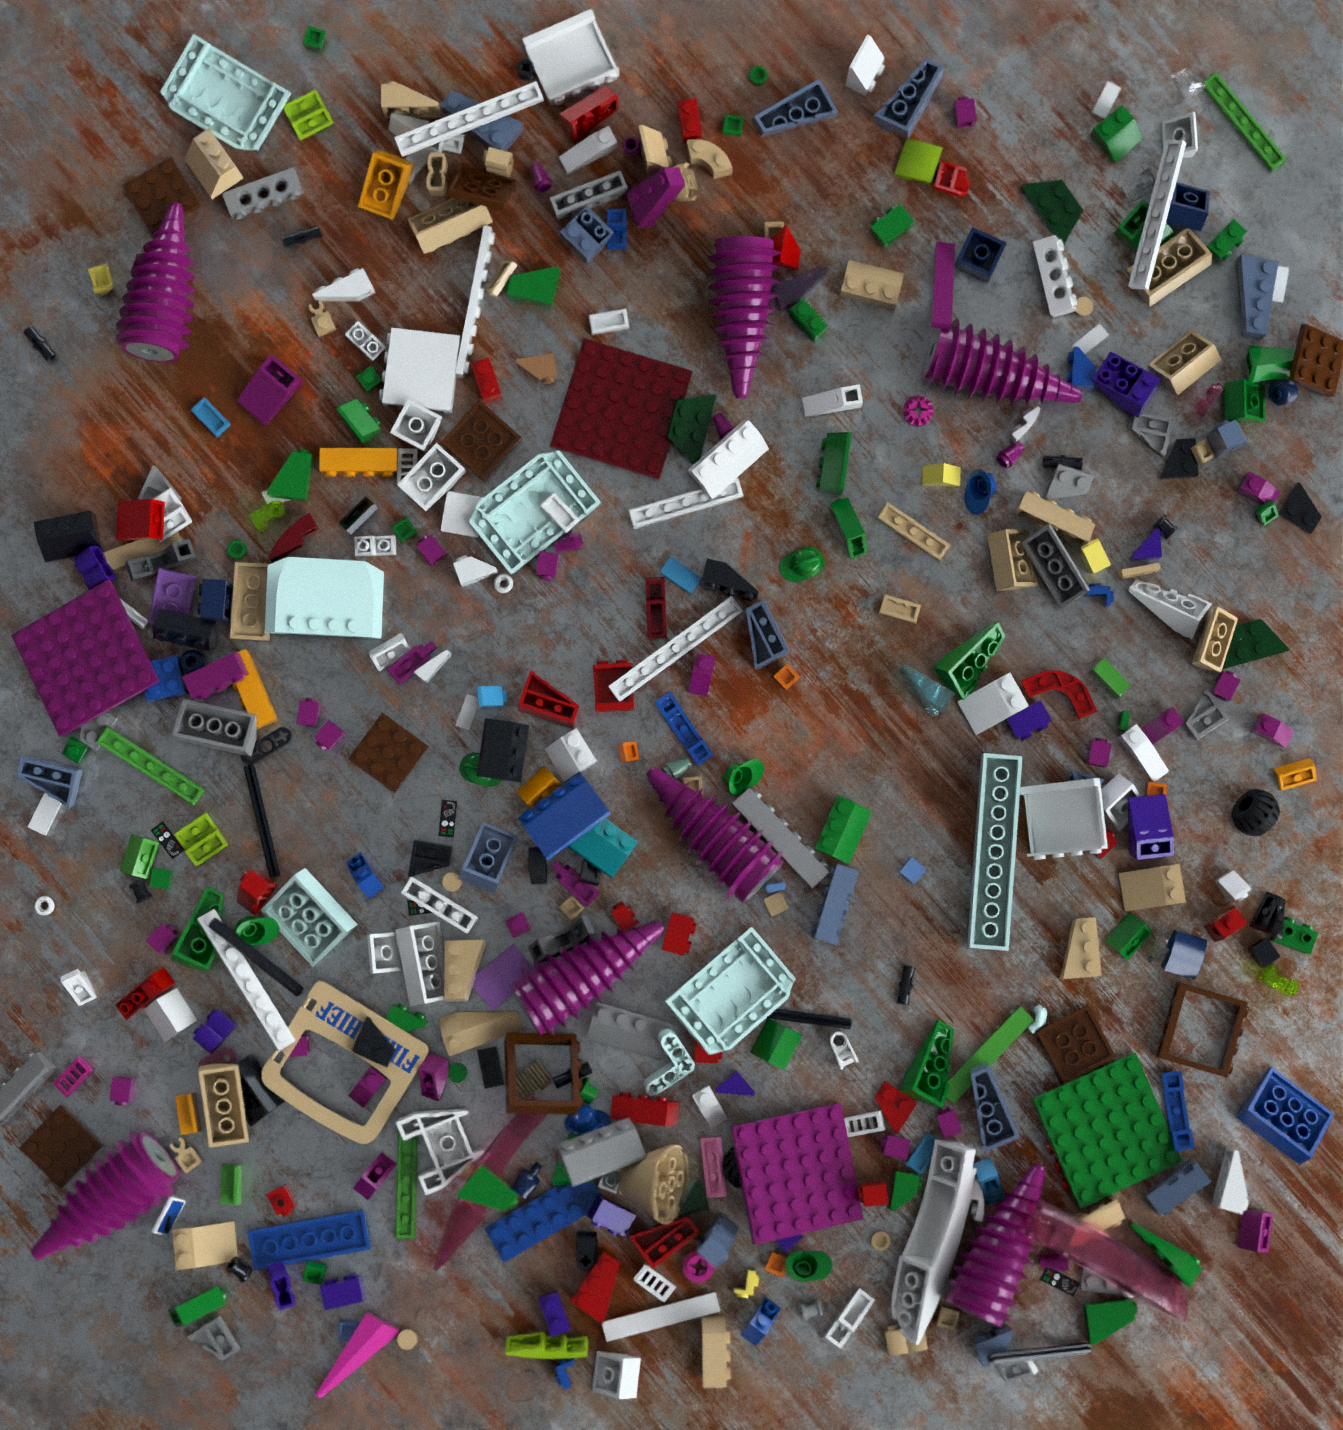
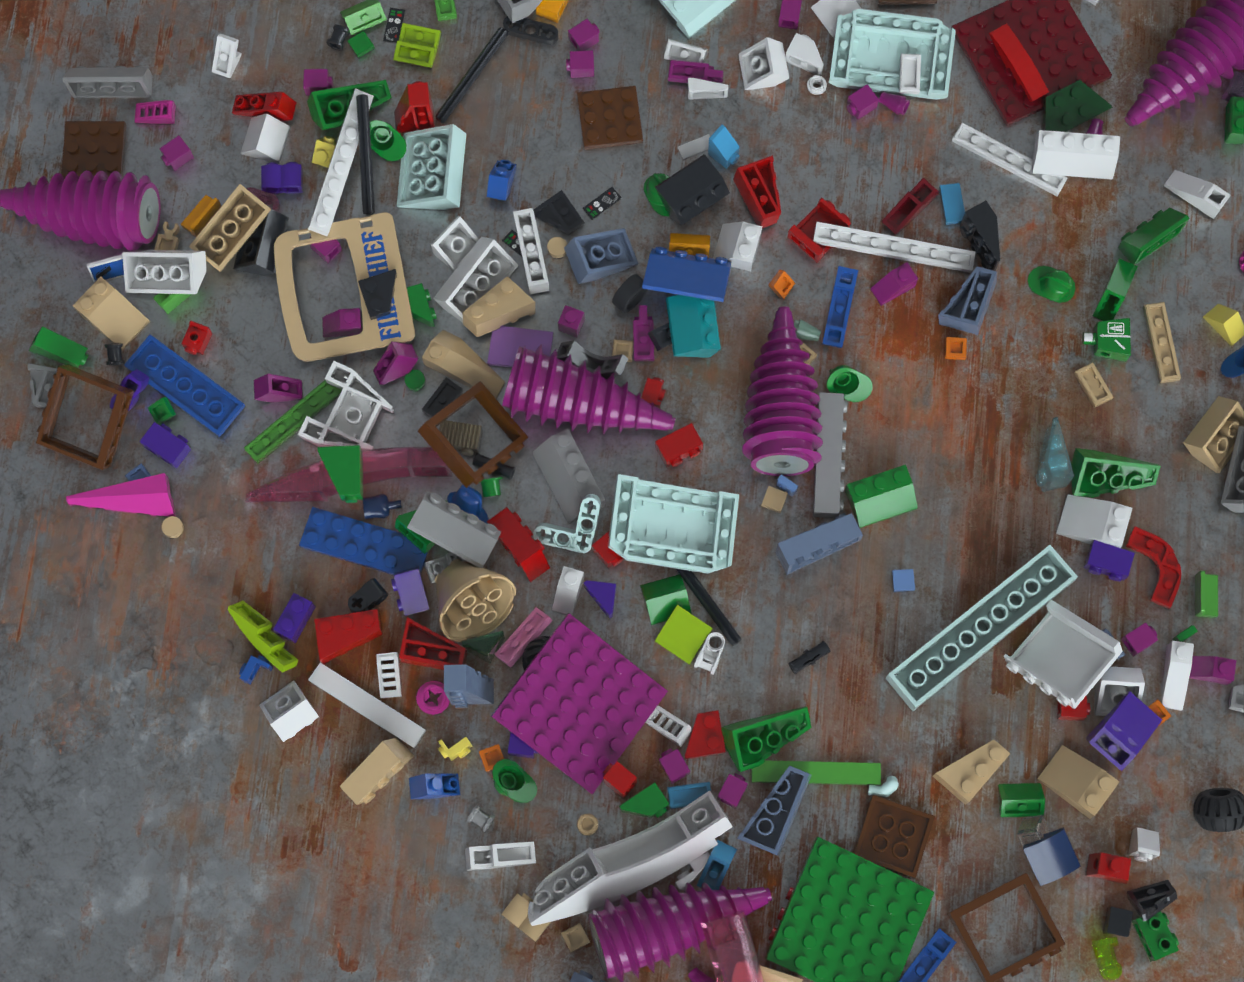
camera: 50 degrees right, 10 degrees down
(211, 1181) = (164, 271): none -> white slope
(222, 980) = (323, 151): none -> light yellow bracket
(285, 1362) = (114, 428): none -> reddish brown window
(453, 607) = (763, 64): none -> white slope
(624, 430) = (1019, 62): none -> red slope
(812, 1056) = (683, 634): none -> lime slope
(879, 565) = (1110, 339): none -> green torso

